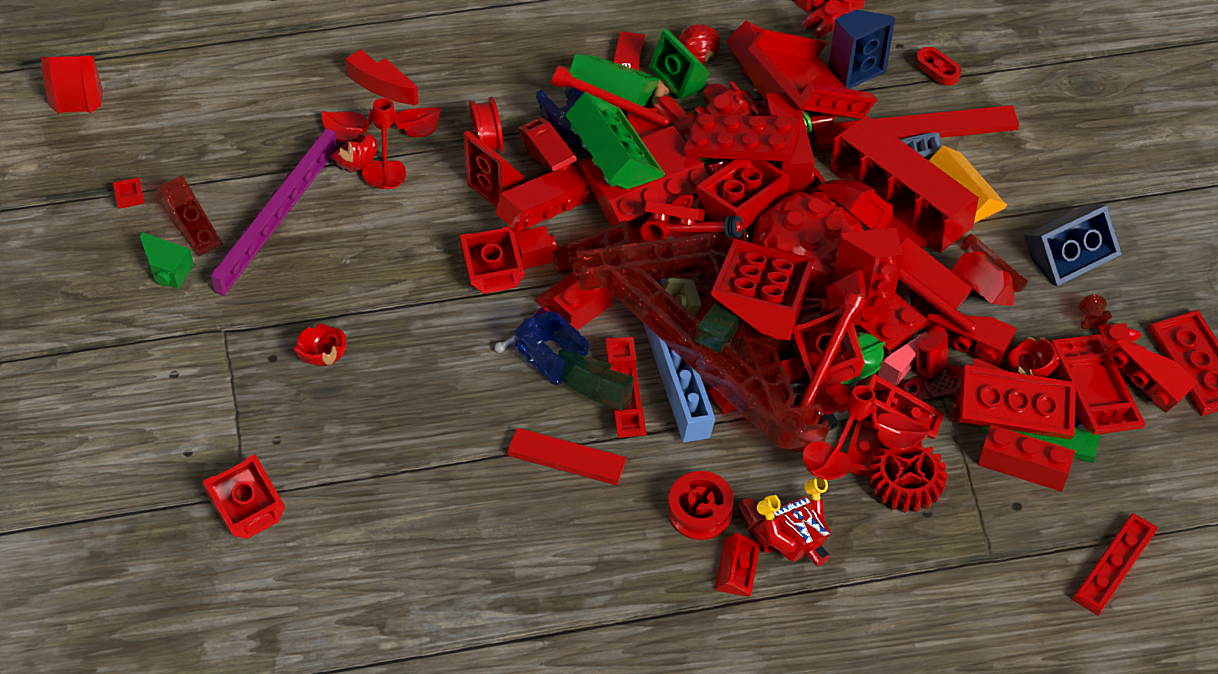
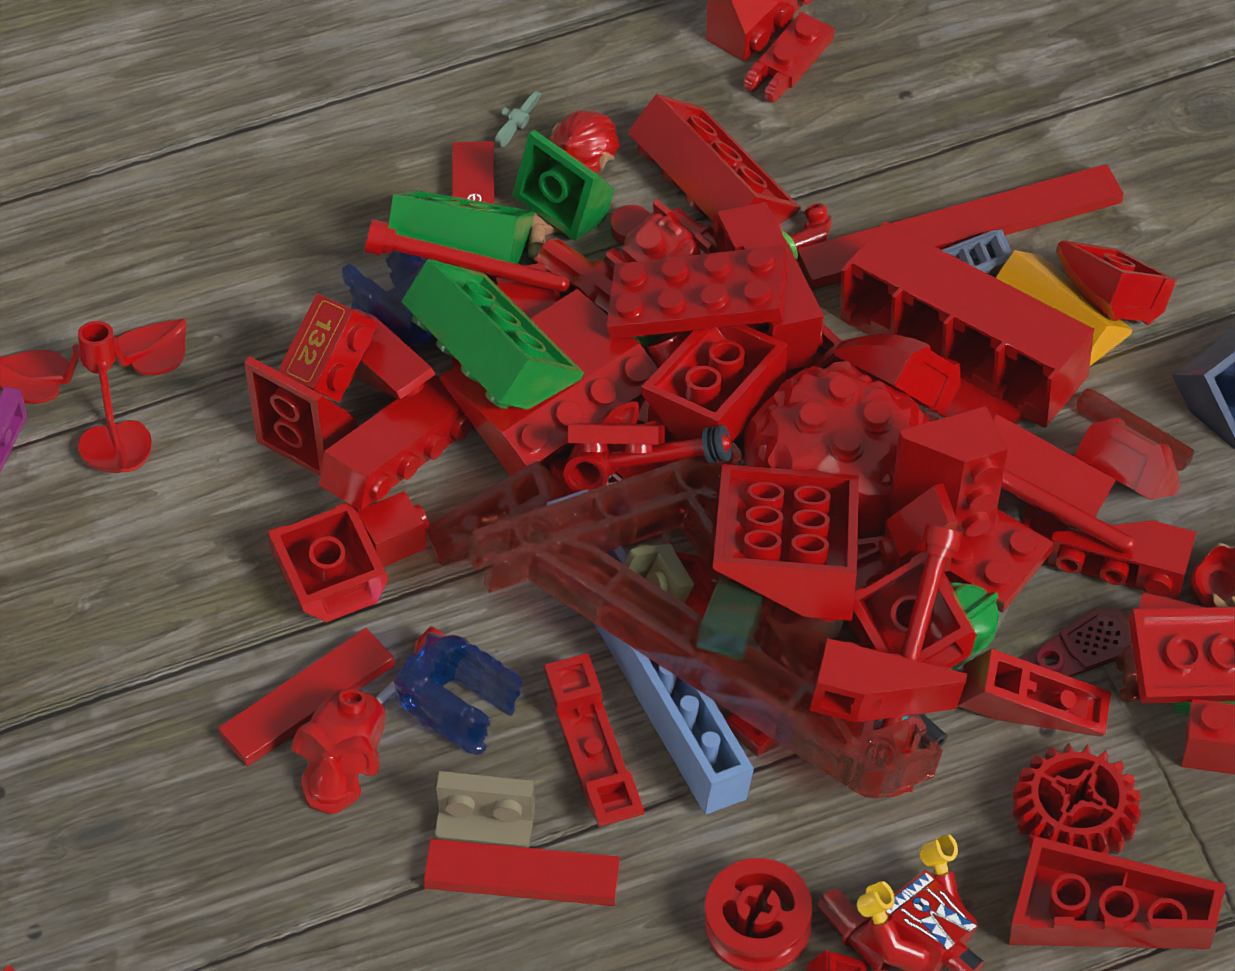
camera: 10 degrees left, 0 degrees up
(321, 345) = (76, 757): red hair -> none
(355, 155) = (62, 422): red hair -> none
(381, 78) = (76, 285): red slope -> none
(463, 334) = (295, 701): none -> red tile
(475, 364) = (339, 746): none -> red head
(486, 124) = (265, 329): red wheel -> none
(517, 134) = (328, 347): none -> red brick
(552, 415) = (485, 809): none -> dark tan bracket
(575, 305) = (468, 610): red slope -> none
(597, 380) = (545, 737): clear green slope -> none
(662, 23) = (516, 119): none -> sand green piece
(798, 381) = (877, 685): none -> red slope
(805, 77) = (773, 172): red panel -> none
(860, 46) = (848, 109): dark blue slope -> none
(863, 447) = (996, 771): red plate -> none
(894, 430) = (1043, 738): red plant -> none
(900, 362) = (1023, 620): coral slope -> none
(914, 534) = (1111, 902): none -> red wedge
(932, 354) = (1072, 597): red piece -> none
(938, 66) = (978, 118): red plate -> none
(1002, 174) = (1116, 281): none -> red slope

